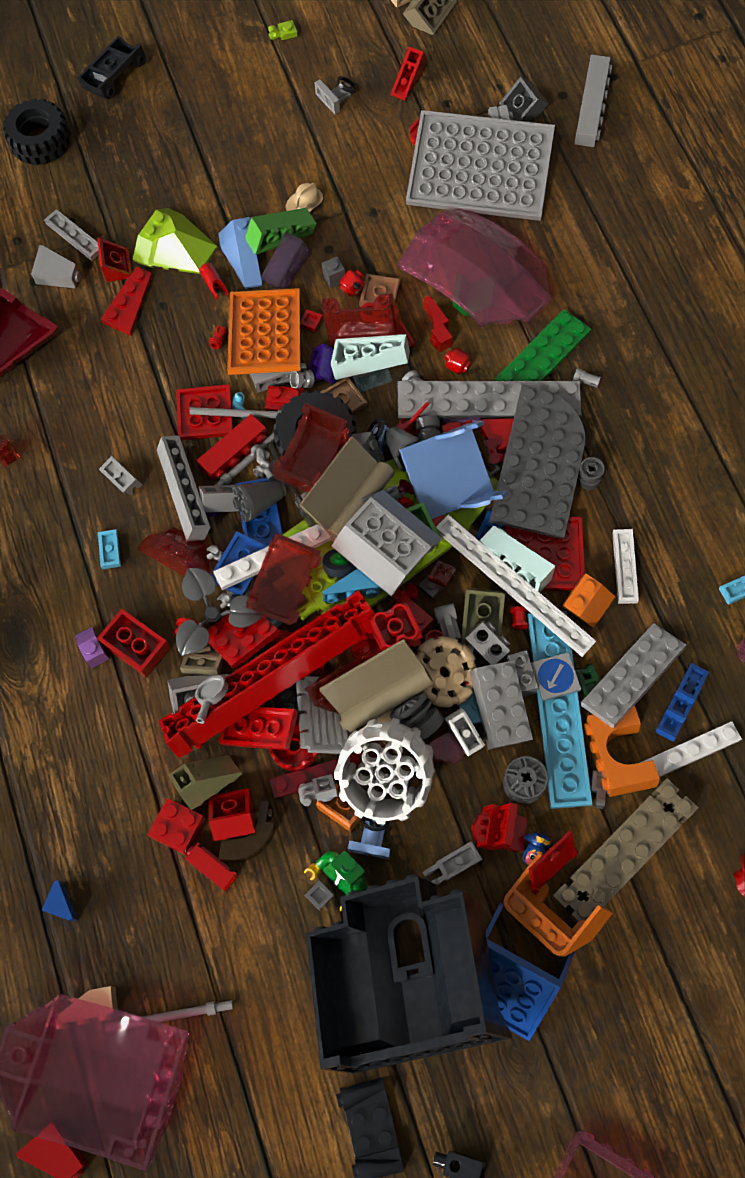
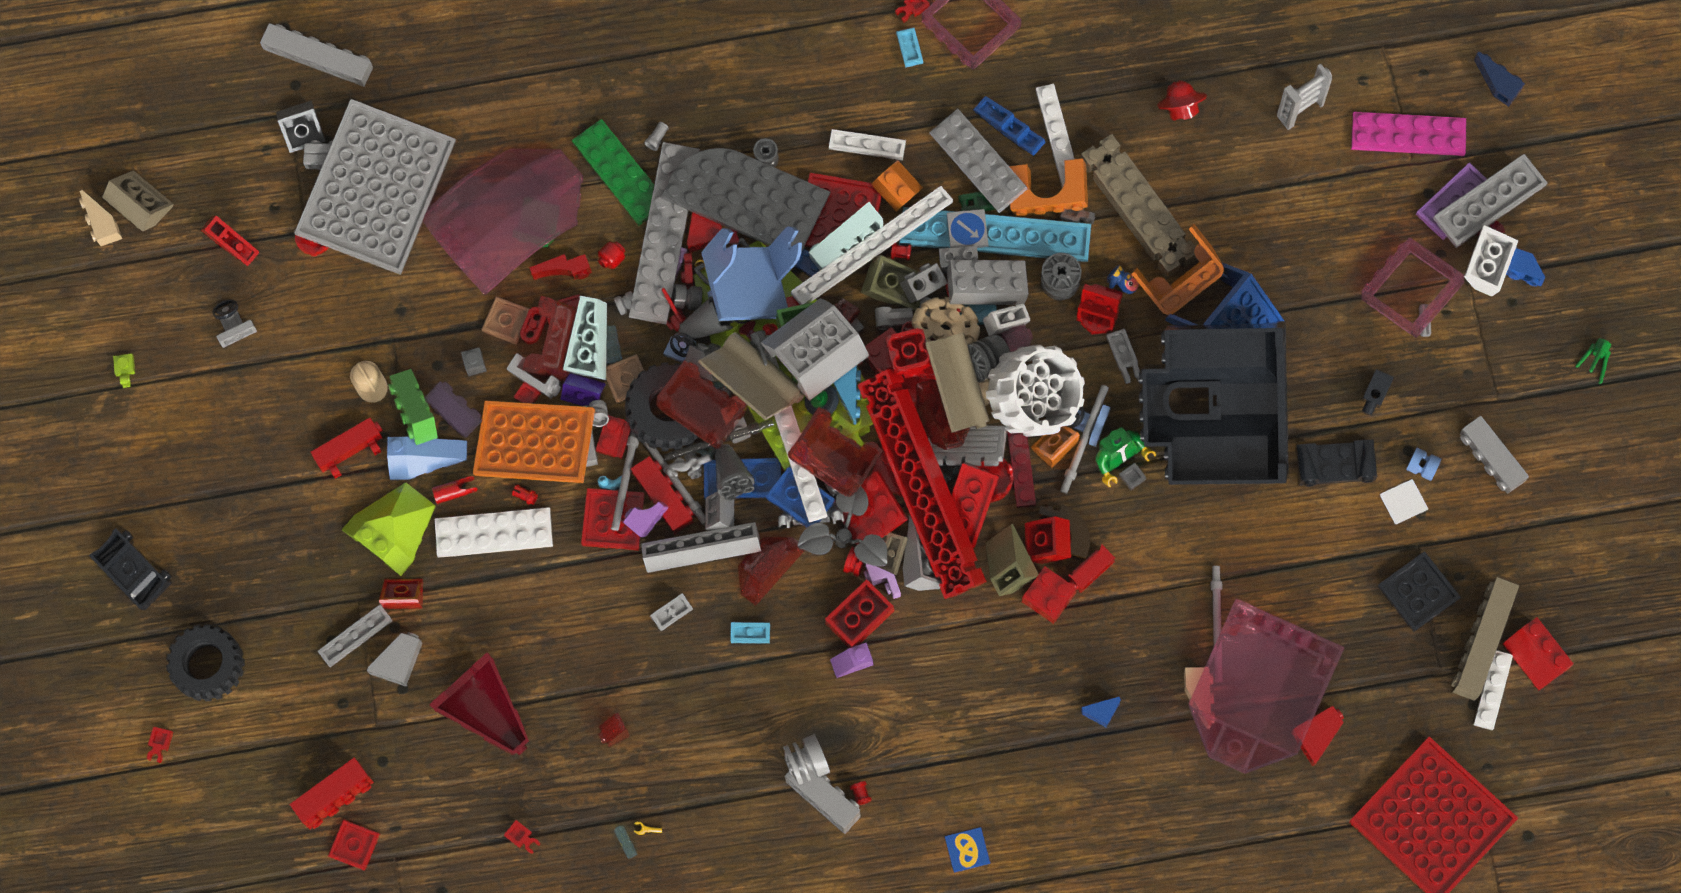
camera: 80 degrees left, 5 degrees up
(126, 305) = (459, 587): red wing -> none
(171, 669) = (878, 576): none -> lavender slope
(180, 322) = (493, 532): none -> white plate
(200, 431) = (644, 520): none -> medium lavender arch
(210, 693) = (930, 539): light grey piece -> none
(240, 192) = (347, 445): none -> red brick
(313, 829) = (1070, 473): none -> light grey bar
(316, 322) = (549, 389): none -> light grey panel
(321, 789) = (1040, 452): light grey plate -> none
(352, 282) = (492, 344): red head -> none
(552, 862) = (1139, 267): red door -> none

